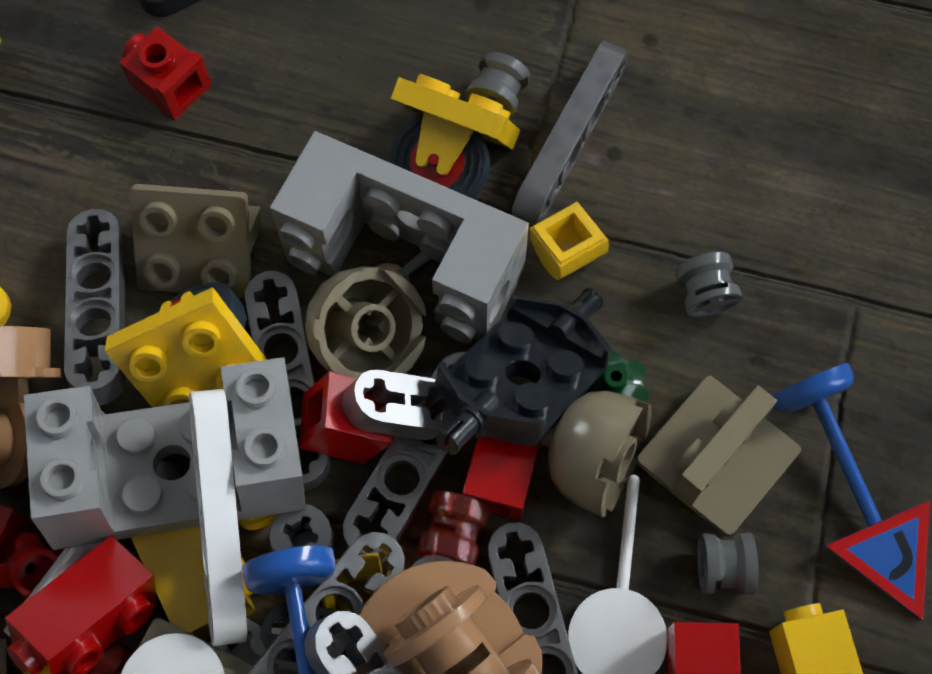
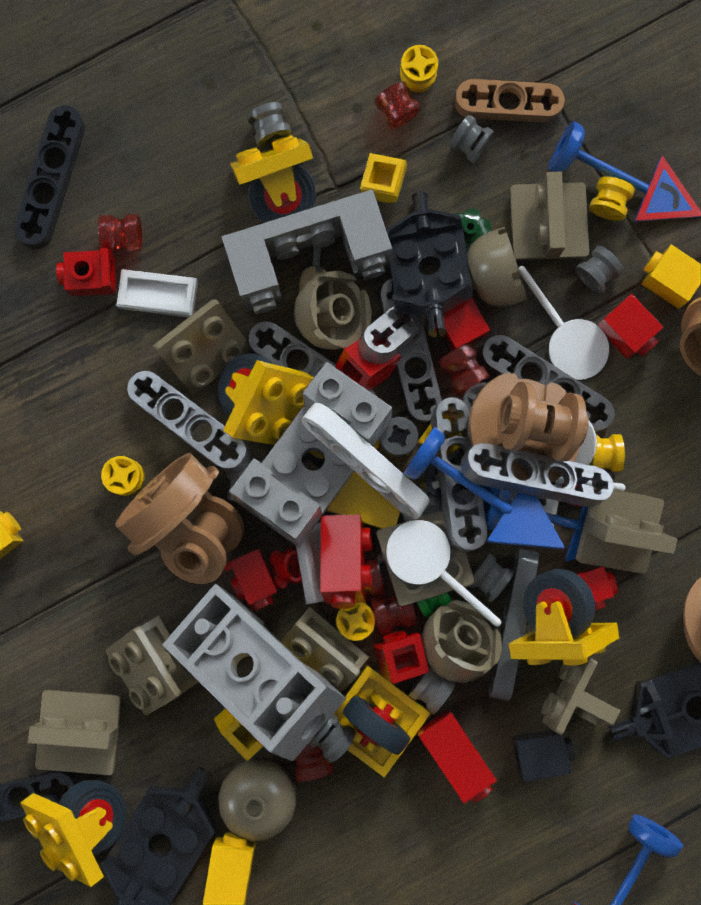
camera: 45 degrees left, 15 degrees up
(212, 150) = (157, 293): none -> white tile
(233, 58) = (120, 233): none -> clear red wheel
(570, 134) = (330, 117): flat silver beam -> none
(658, 180) = (397, 105): none -> clear red wheel
(716, 152) = (420, 59): none -> yellow wheel
(819, 494) = (611, 198): none -> yellow wheel
(836, 300) = (535, 113): none -> medium nougat beam

